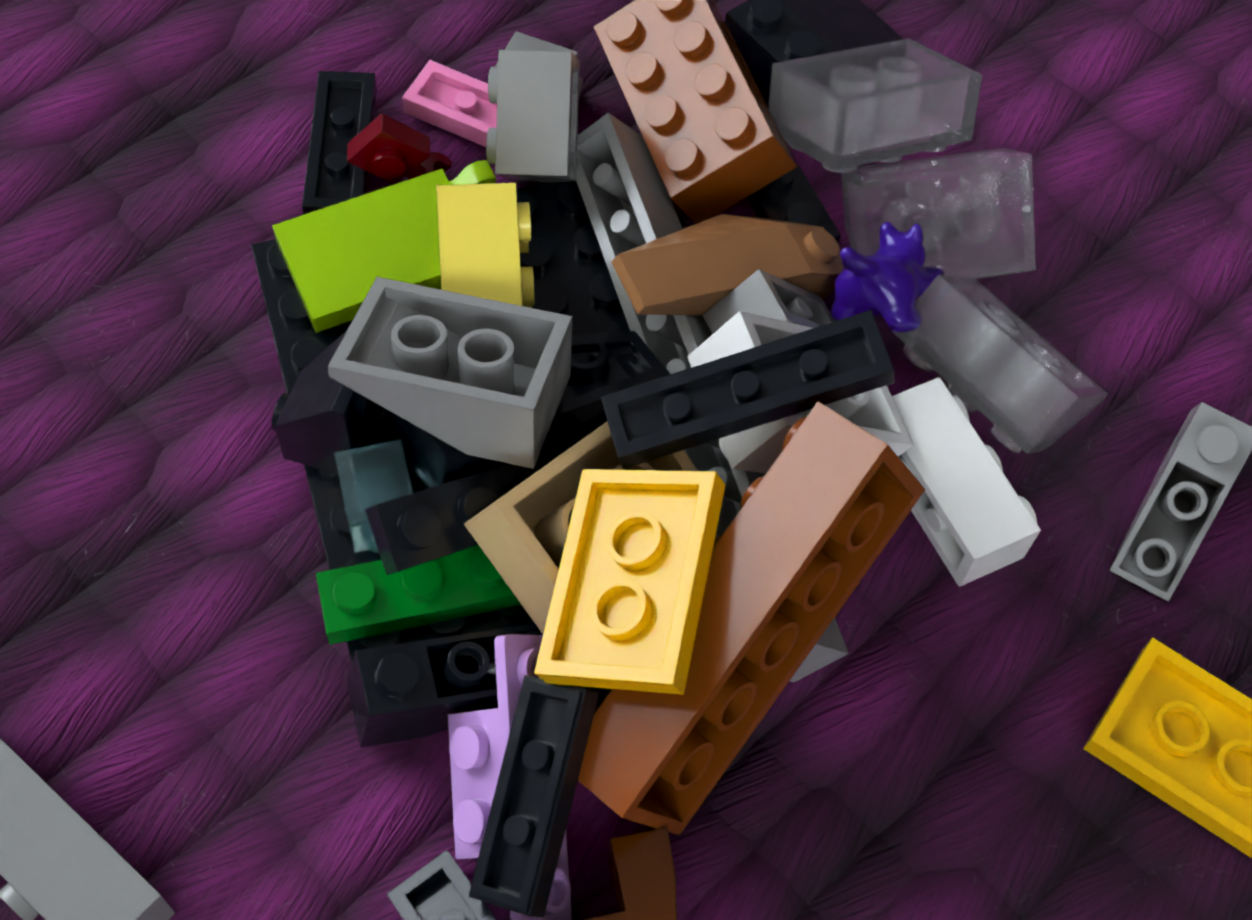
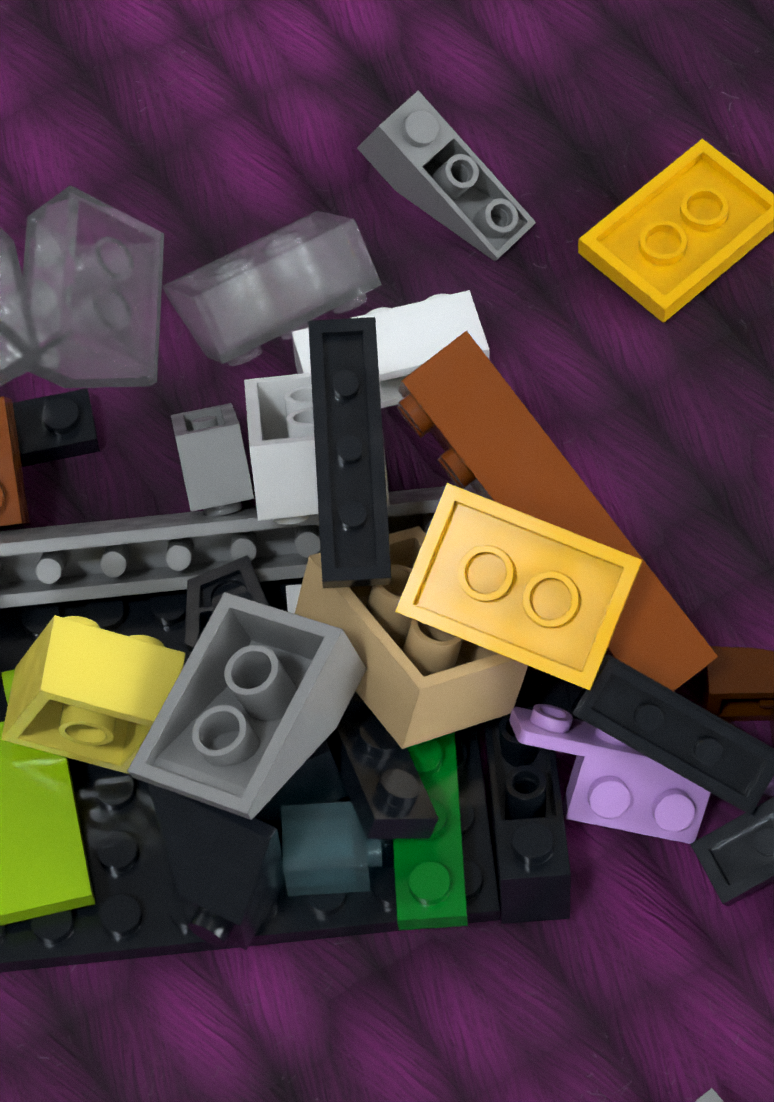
camera: 70 degrees left, 0 degrees up
(710, 259) = (126, 473): medium nougat wedge -> none
(885, 281) = (181, 346): dark purple animal -> none

